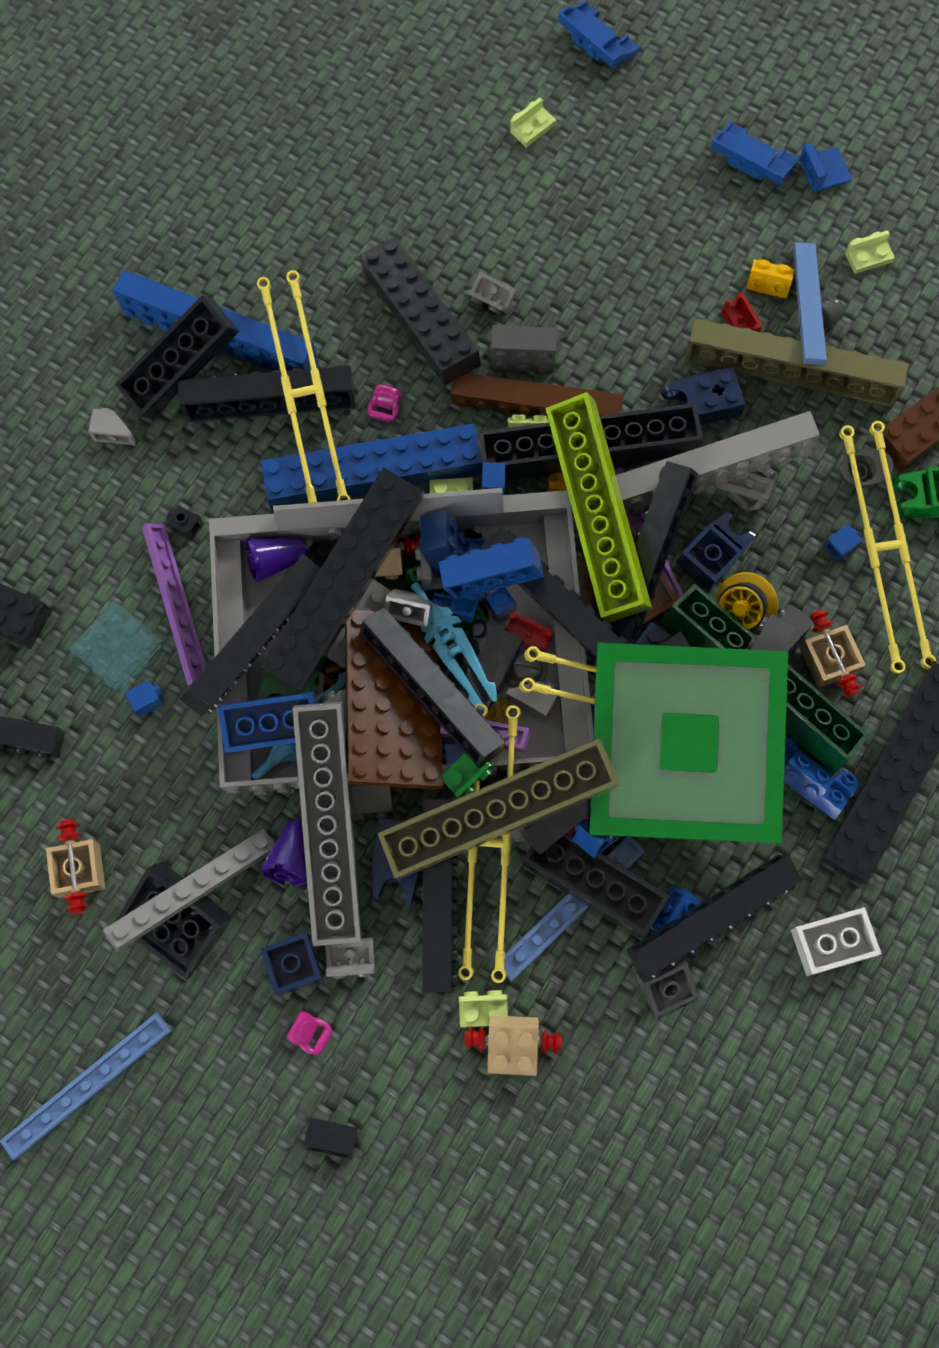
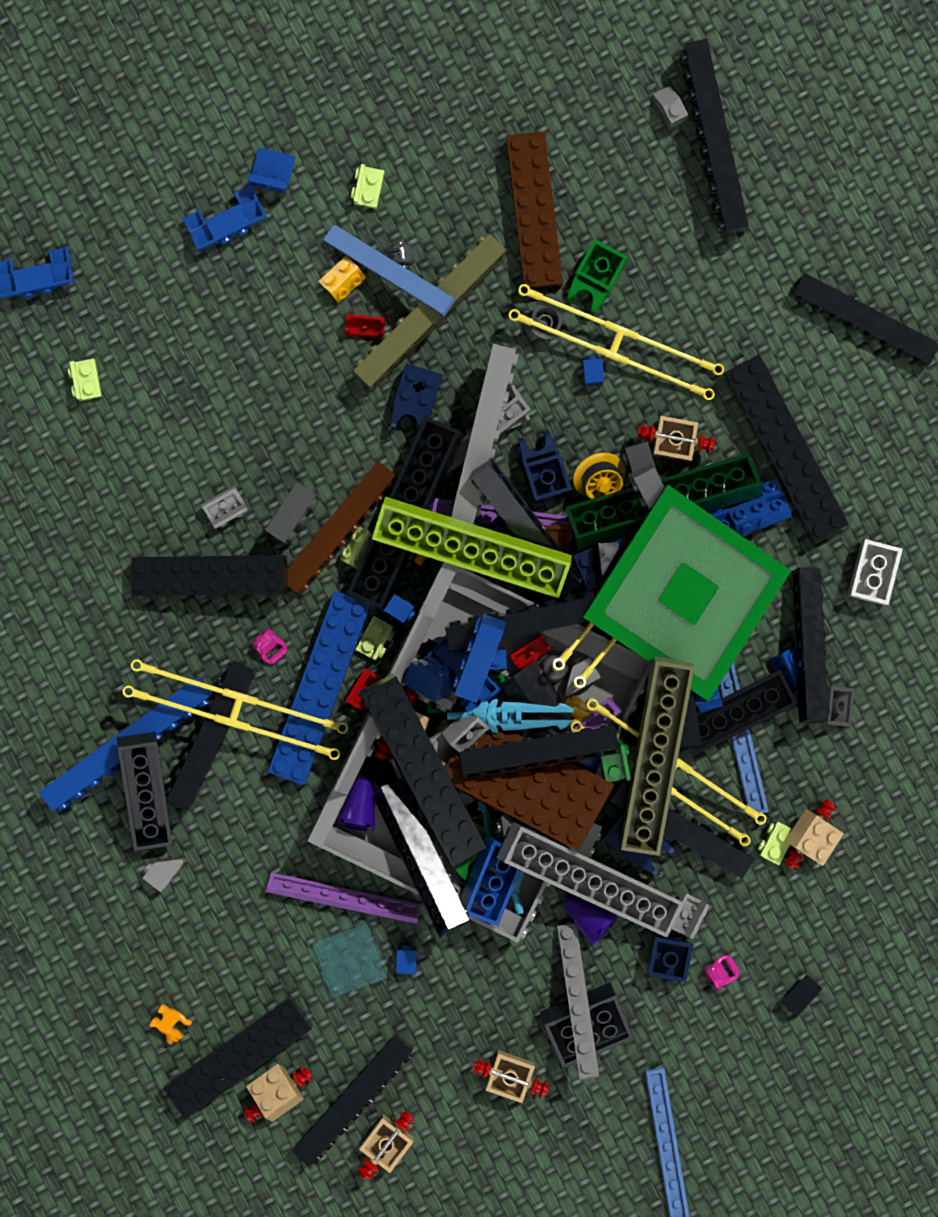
camera: 60 degrees left, 15 degrees up
(188, 527) = (285, 853): black brick -> none

